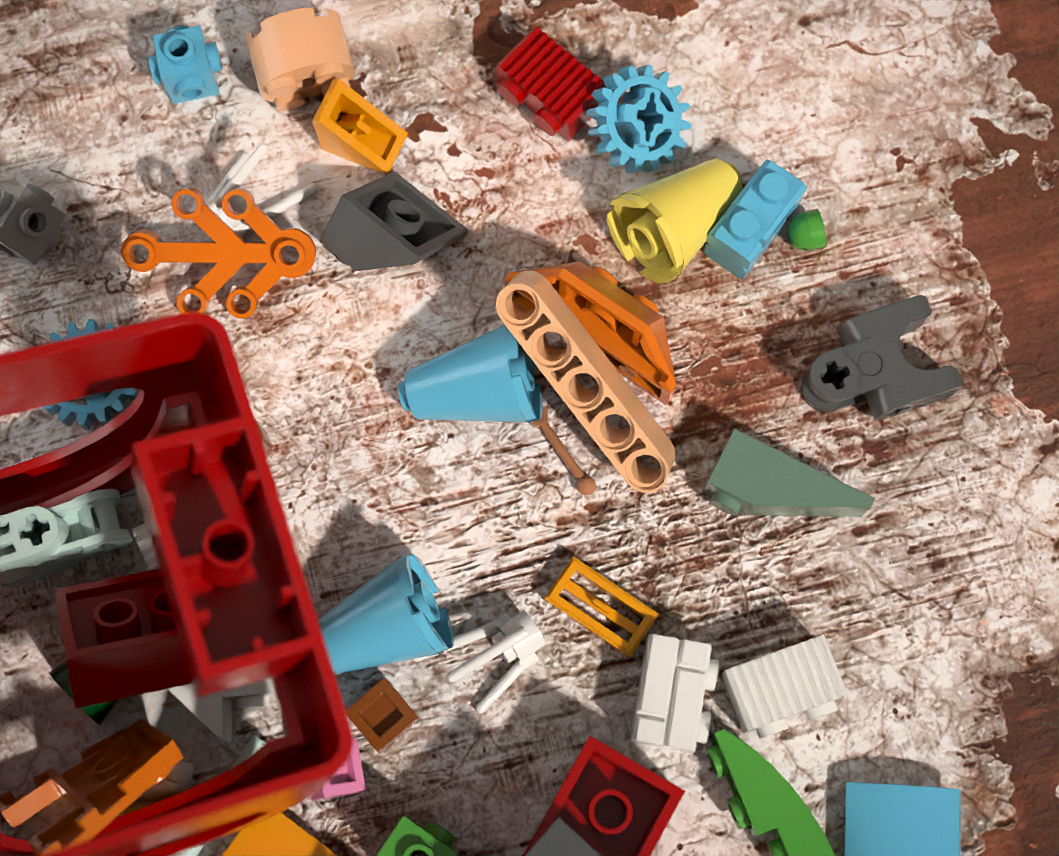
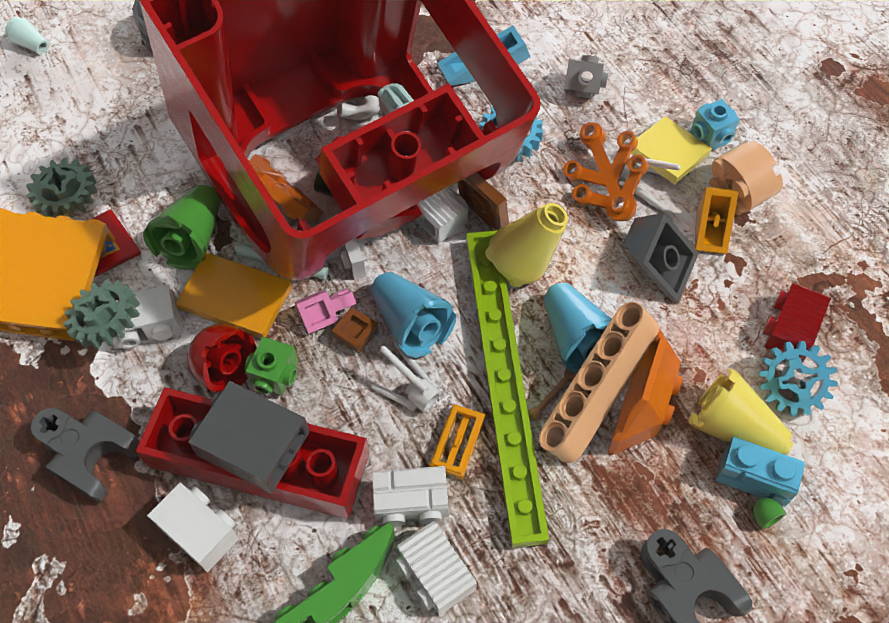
camera: 75 degrees right, 15 degrees down
(201, 143) = (671, 144): none -> light yellow tile
(330, 414) = (528, 244): none -> light yellow cone
(527, 512) = (507, 398): none -> lime plate
(771, 483) = (573, 528): sand green slope -> none

